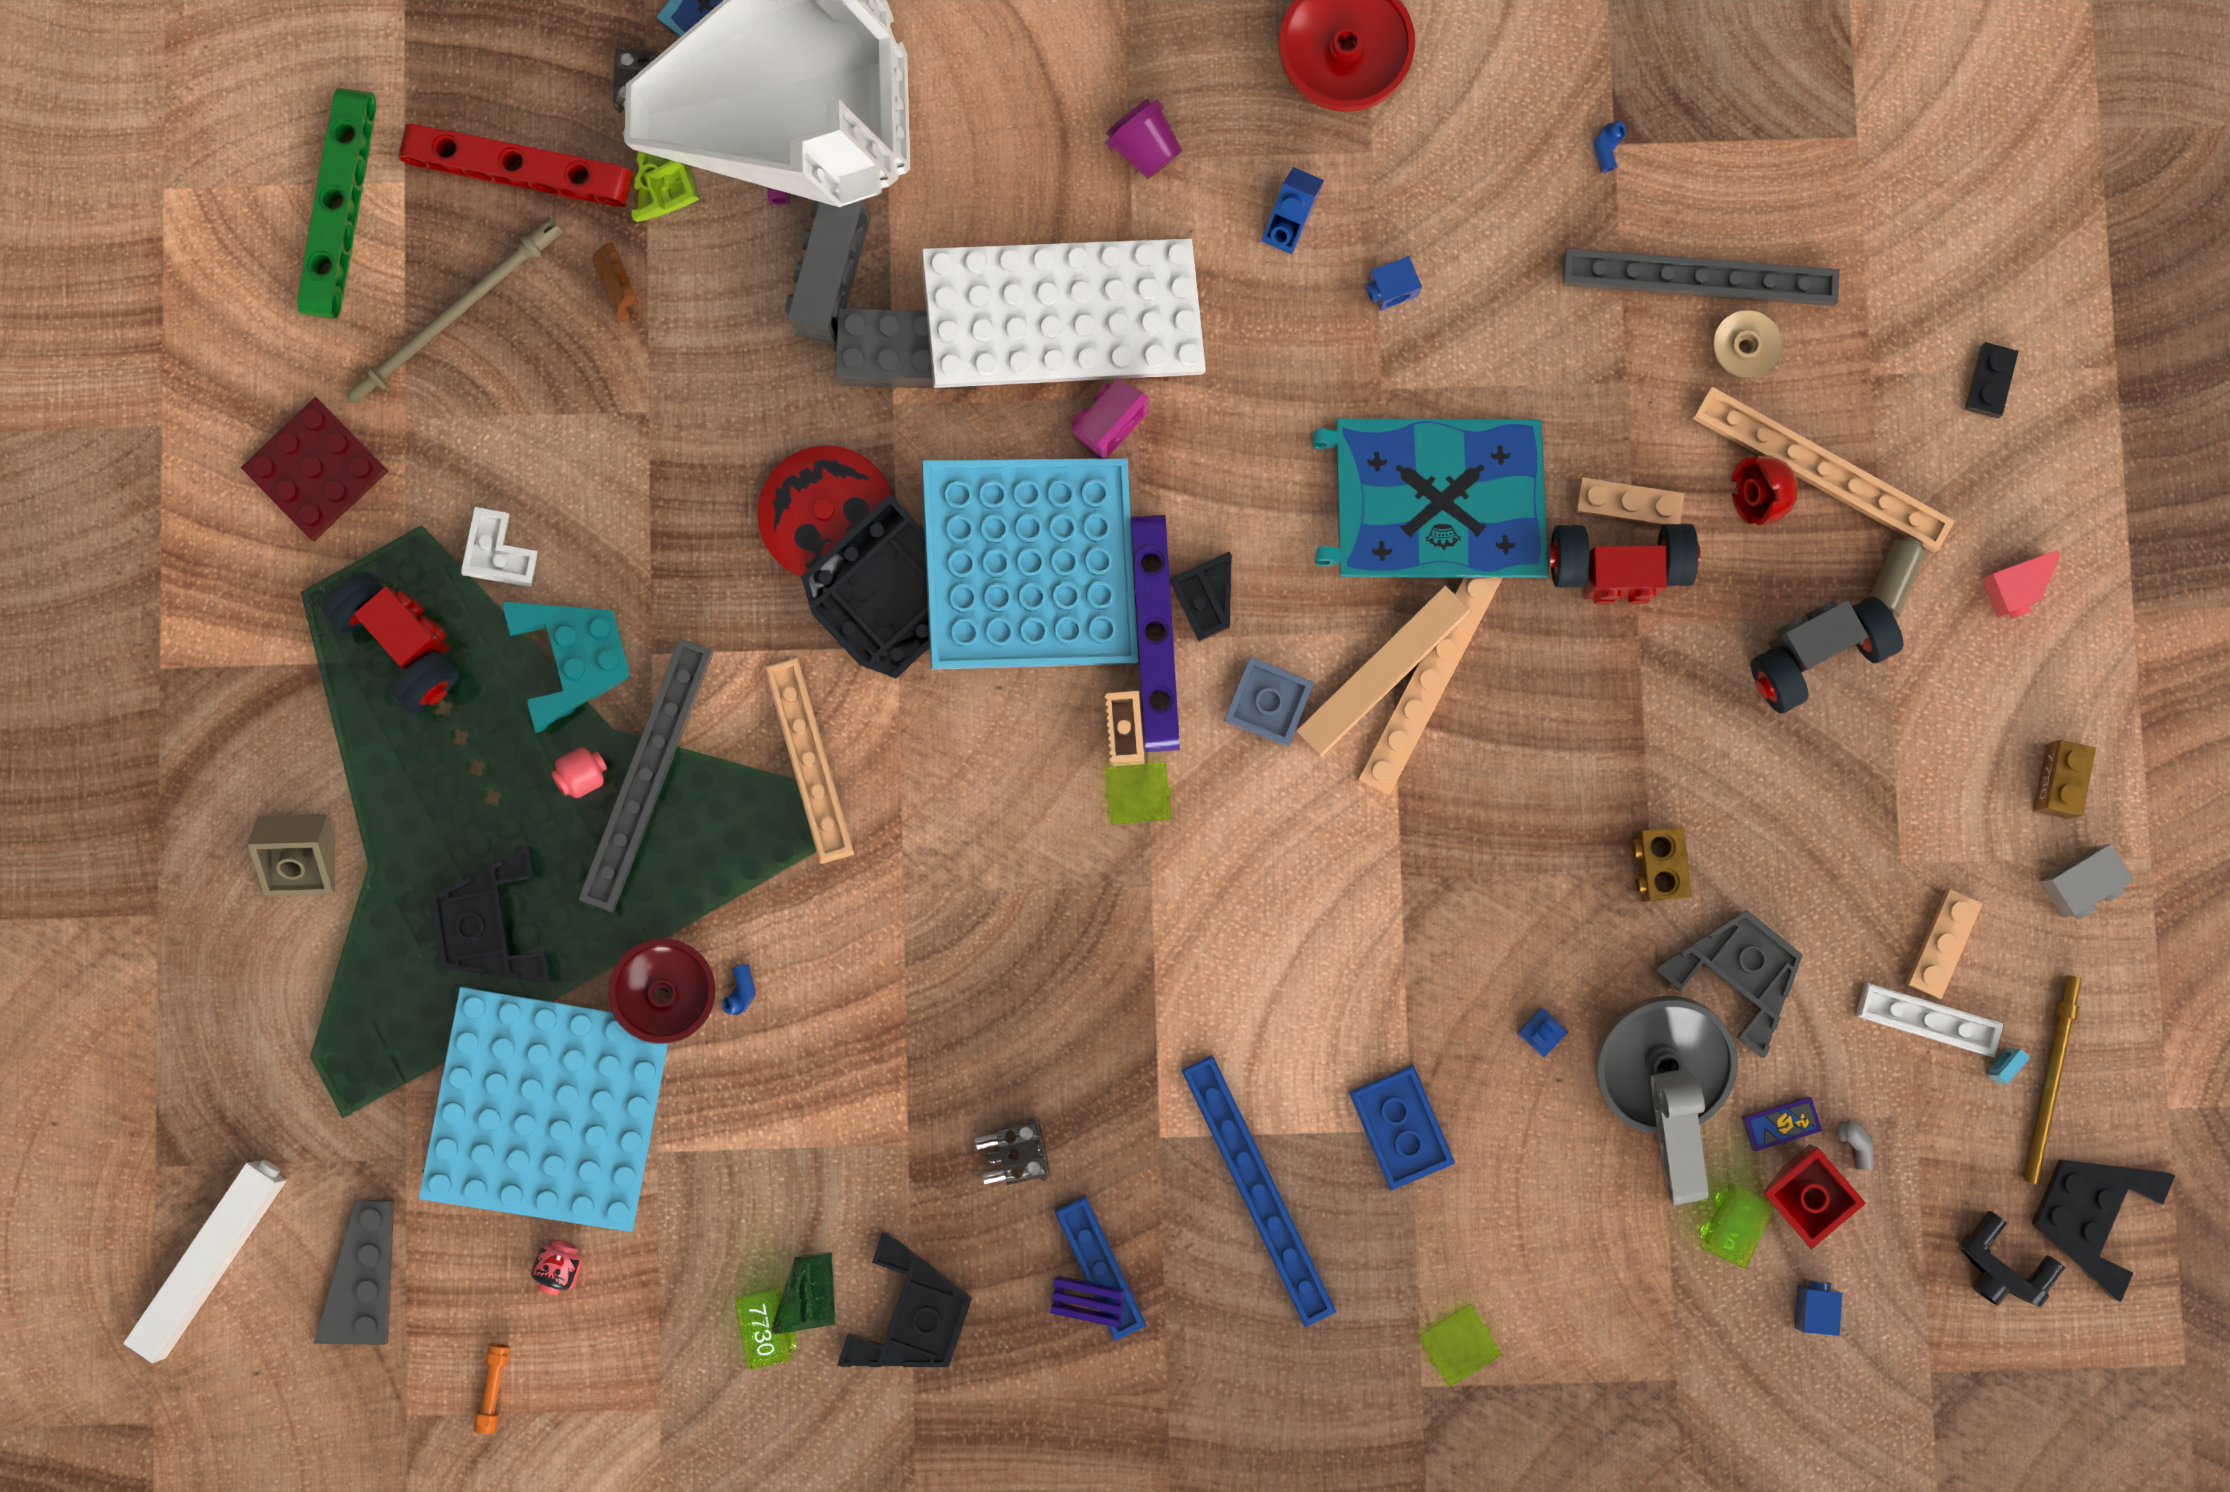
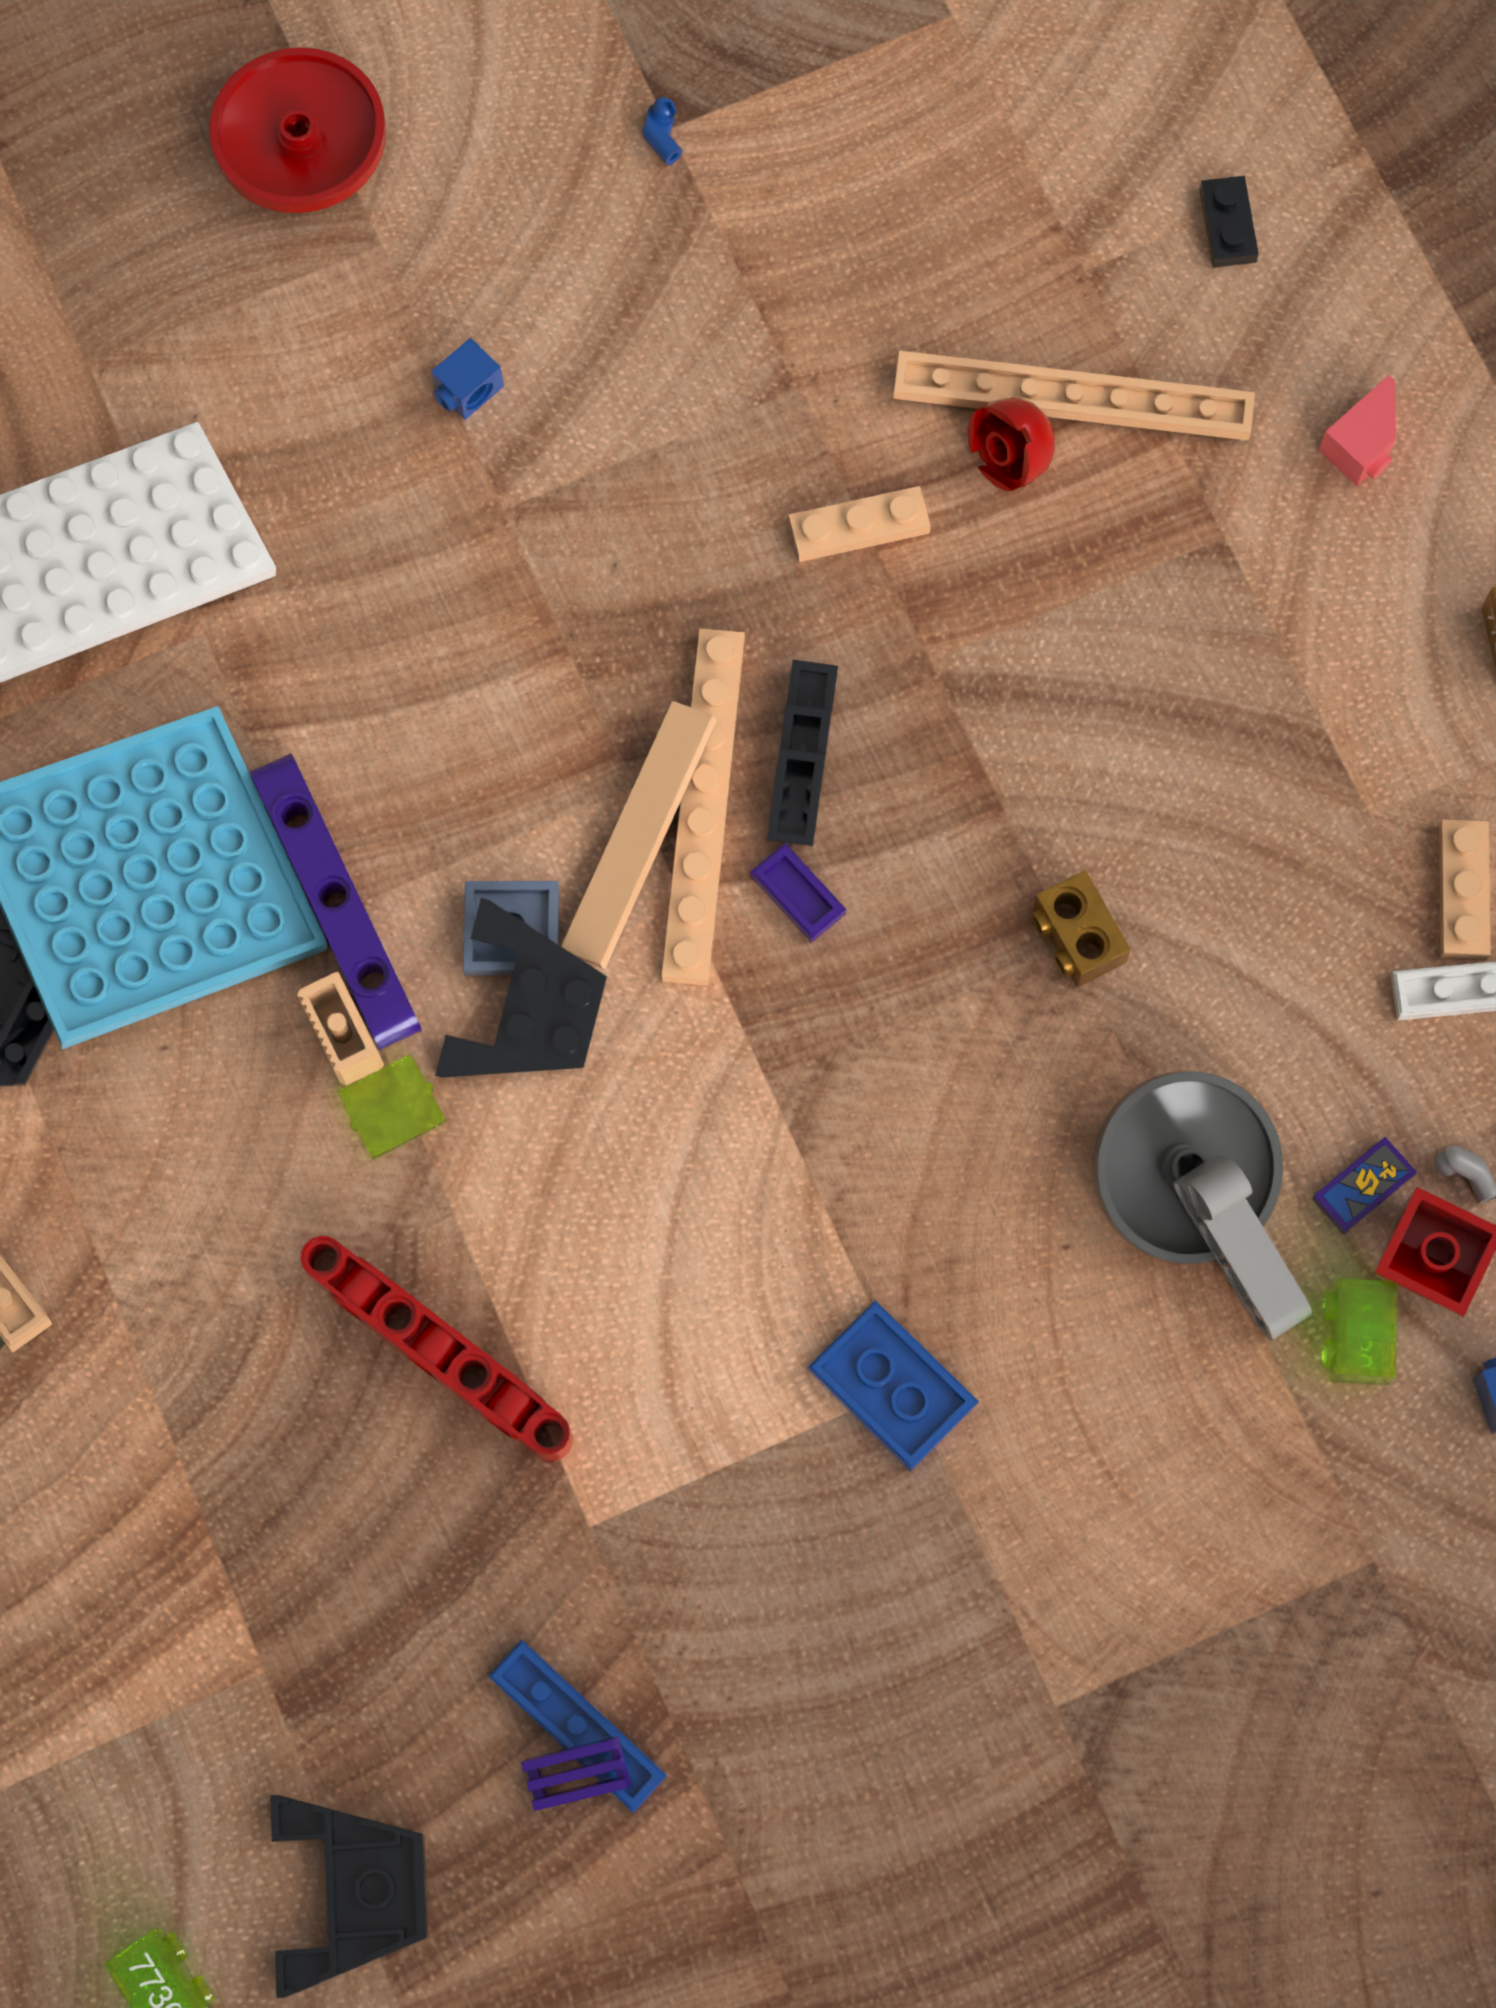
camera: 25 degrees left, 10 degrees down
(807, 1295) = (201, 1920): clear green wing -> none
(1032, 1152) = (430, 1617): clear smoke piece -> none
(1104, 977) = (436, 1347): none -> red beam
(1110, 419) = (179, 665): dark pink slope -> none
(1144, 138) = (92, 325): magenta piece -> none
(1206, 596) = (382, 832): black wing -> none
(1258, 1191) = (743, 1542): blue tile -> none
(1270, 771) = (546, 1009): none -> black wing
(1292, 210) = (308, 342): blue slope -> none
(1438, 498) = (621, 606): flag -> none
(1459, 1345) = (1081, 1632): clear neon green piece -> none
(1477, 756) = (798, 892): none -> dark purple tile
(1521, 657) = (802, 753): none -> black slope
(1542, 1032) = (1020, 1194): blue tile -> none
(1623, 571) = (880, 597): brick -> none
(1701, 277) = (833, 235): dark grey plate -> none
(1748, 960) = (1238, 1003): dark grey wing -> none
(1756, 331) = (921, 270): tan dish -> none
(1825, 634) = (1154, 586): brick -> none
(1899, 574) = (1216, 483): dark tan brick -> none

